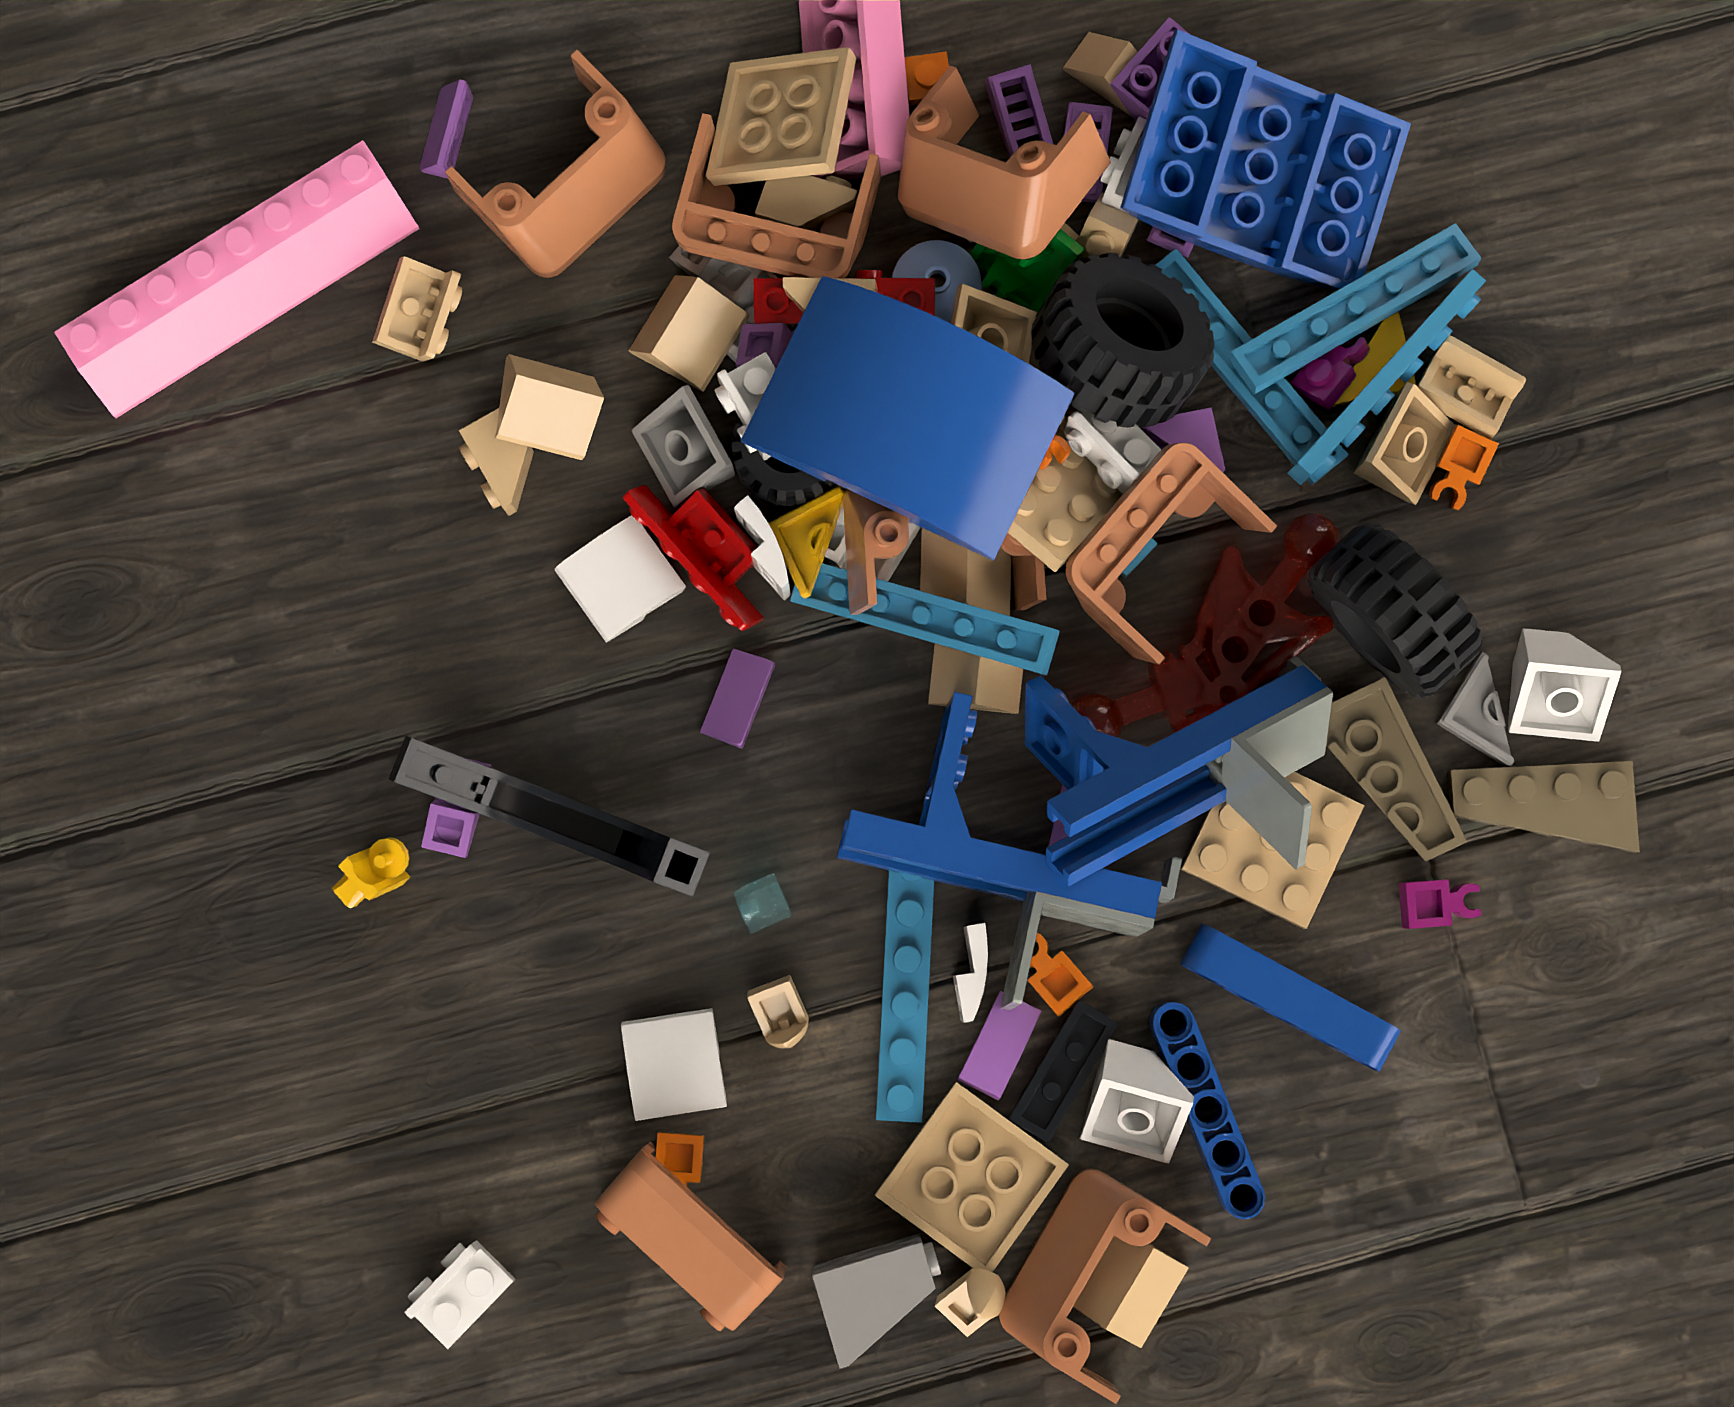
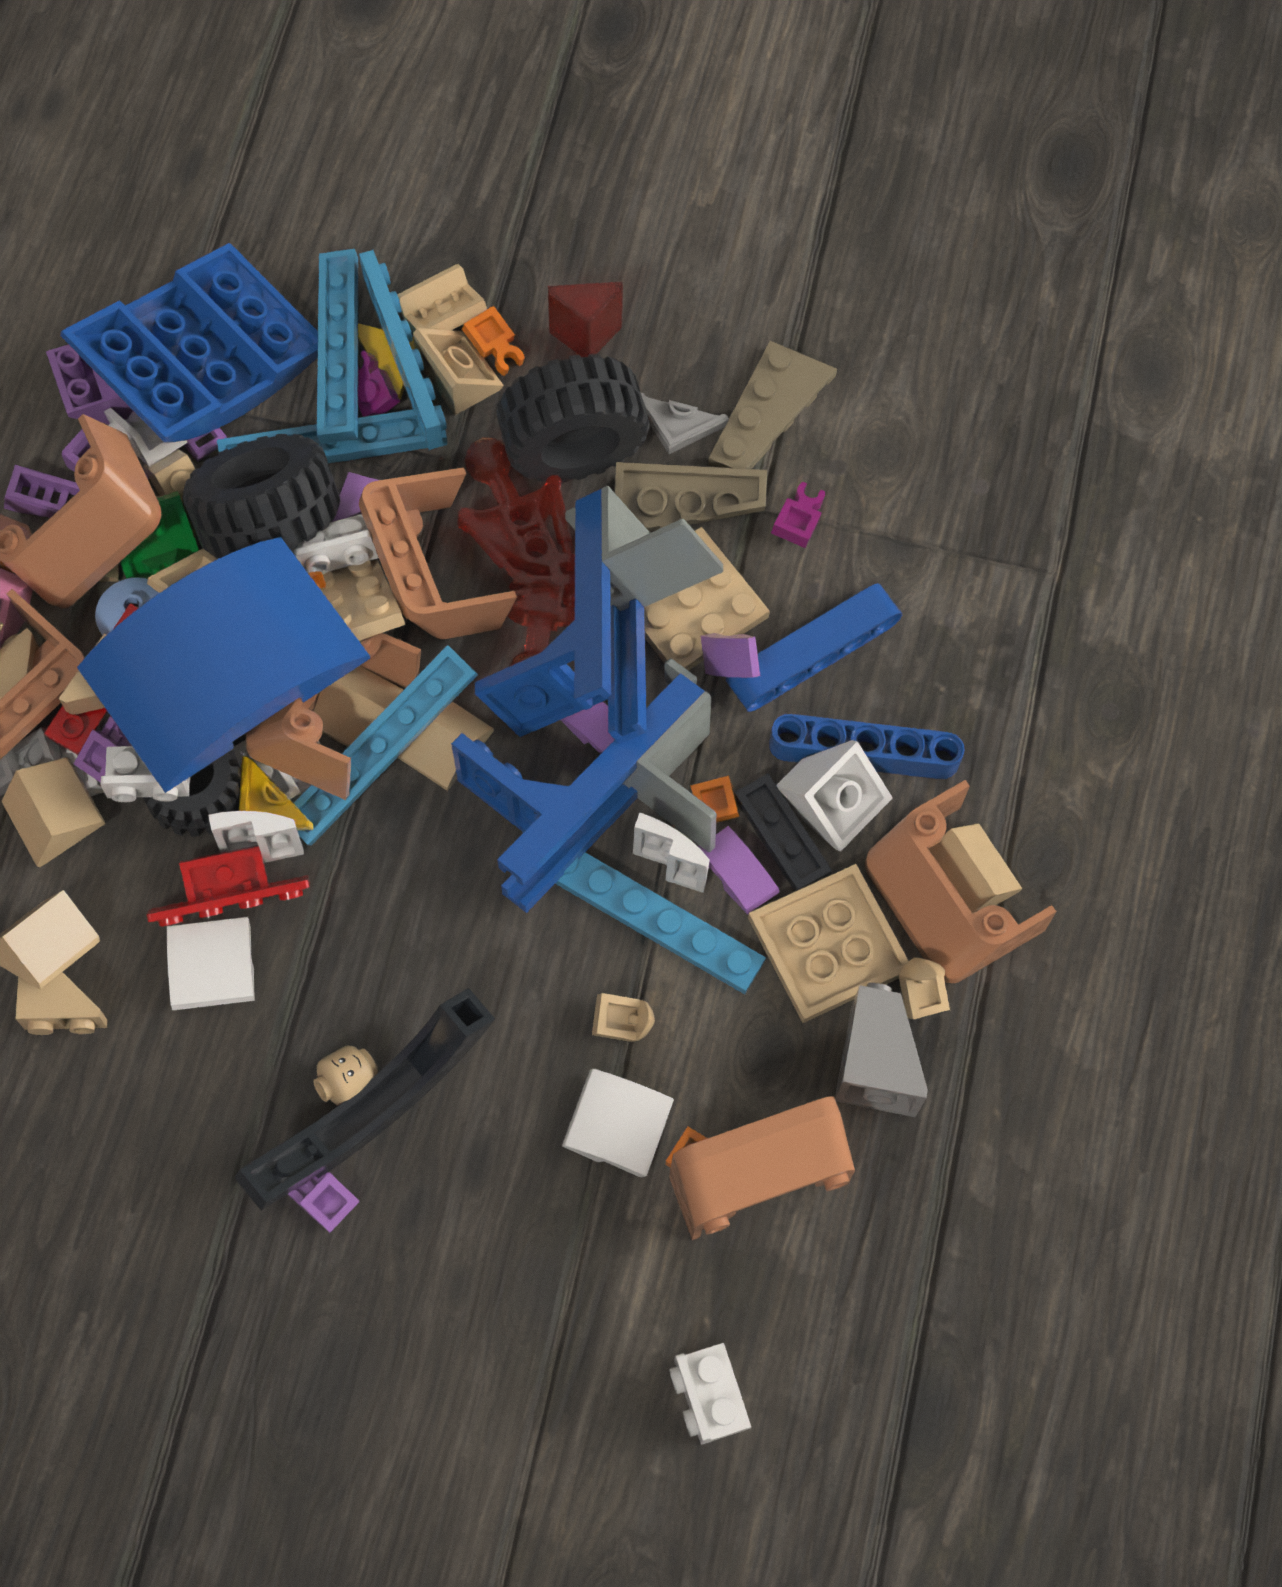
camera: 65 degrees left, 15 degrees down
(373, 872) = (327, 1272): yellow hips -> none
(577, 774) = (344, 1074): none -> tan head
(683, 447) = (139, 858): light grey slope -> none
(737, 698) = (359, 924): medium lavender slope -> none
(762, 903) = (530, 985): clear light blue brick -> none
(1099, 62) = (47, 421): tan slope -> none
(1220, 920) = (730, 655): none -> medium lavender slope
(1539, 550) = (585, 315): none -> clear red slope
(1560, 687) = (690, 357): white slope -> none

